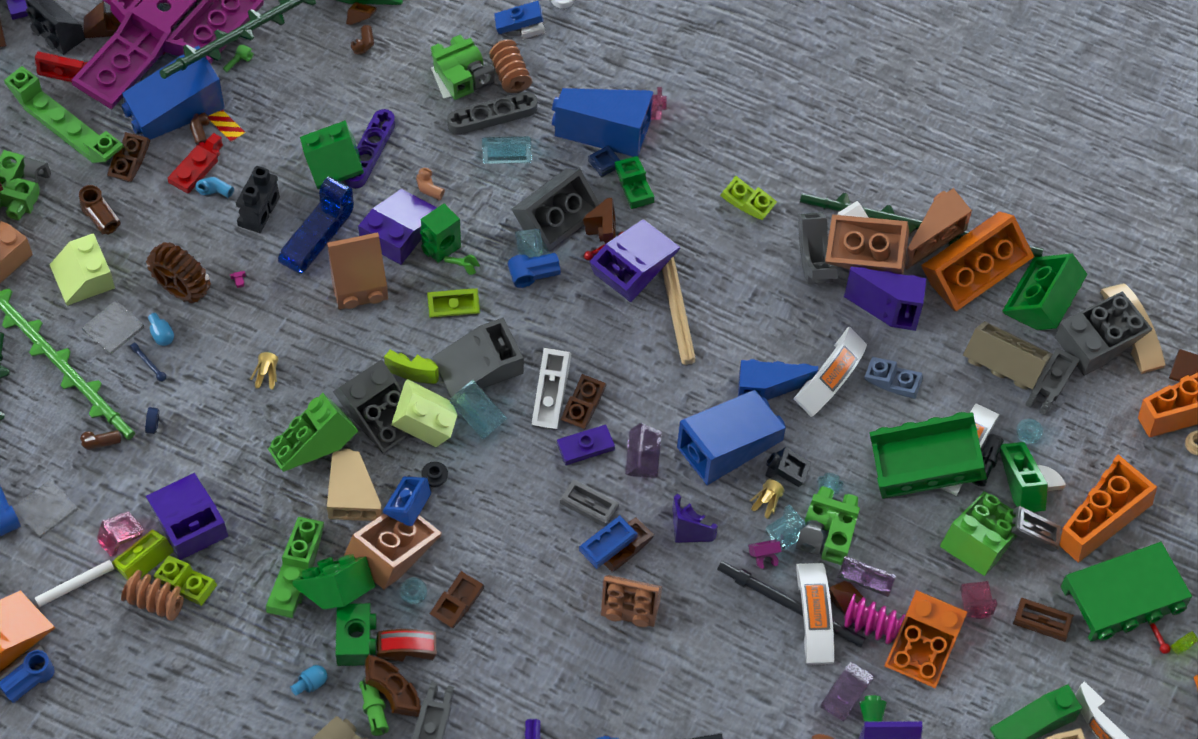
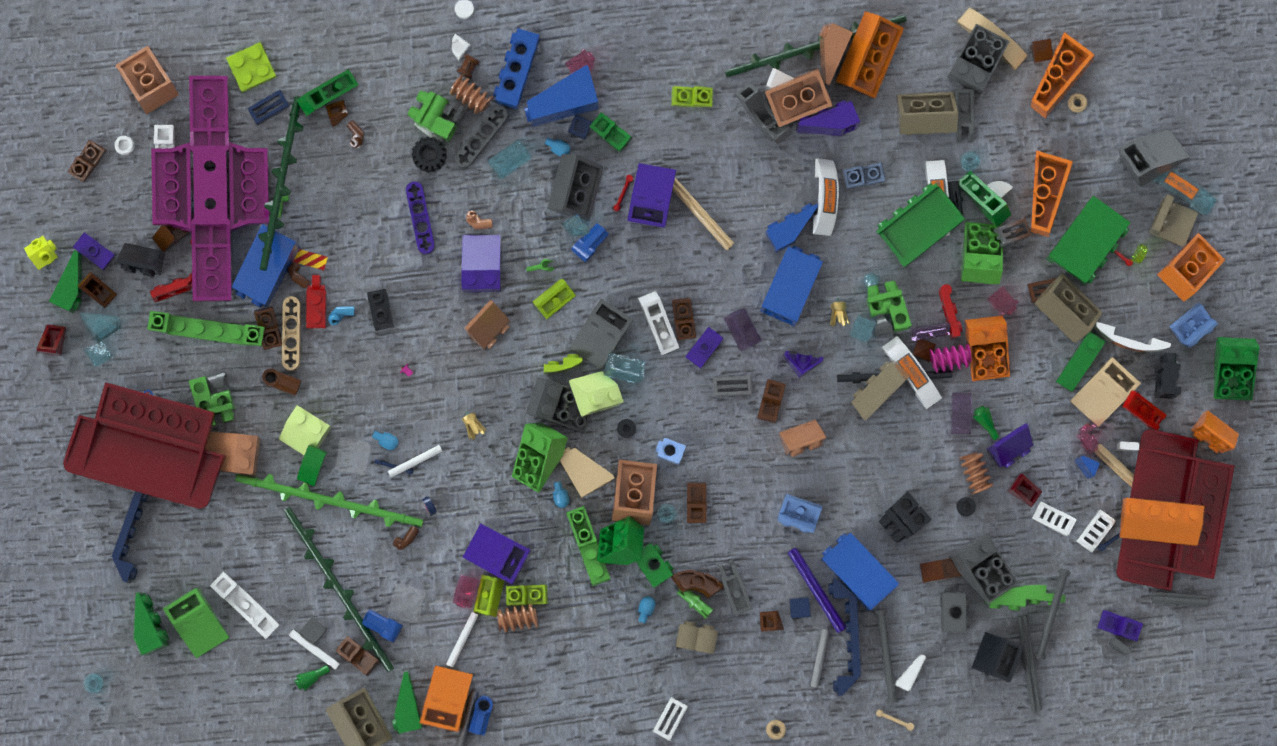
camera: 30 degrees left, 25 degrees up
(60, 302) = (311, 465): none -> green slope
(144, 174) = (288, 333): none -> tan beam
(173, 368) = (414, 461): none -> white bar
(178, 272) = (371, 397): reddish brown gear -> none
(306, 498) = (560, 495): none -> dark azure cylinder
(319, 227) = (432, 304): clear blue beam -> none
(332, 153) = (404, 244): green slope -> none
(399, 643) = (687, 551): slope -> none
(408, 500) = (623, 458): blue slope -> none
(425, 86) = (429, 143): none -> black tyre
(440, 233) = (516, 259): green brick -> none
(468, 535) = (679, 448): none -> light blue brick
(518, 17) = (448, 49): blue plate -> none
(529, 43) = (473, 63): none -> reddish brown bush
(565, 160) = (558, 147): none -> dark azure cylinder
(571, 683) = (799, 513): none -> medium blue bracket
(578, 70) = (512, 98): none -> blue brick
(602, 221) = (611, 177): reddish brown slope -> none
(608, 542) = (764, 409): blue plate -> none
(763, 550) = (858, 351): magenta tile -> none
(763, 600) = (879, 388): none -> dark tan slope
(788, 466) = (838, 284): black bracket -> none
(906, 569) = (949, 311): none -> red plate
(1046, 291) = (924, 49): green slope -> none
(1055, 647) = (1068, 308): none -> dark tan slope

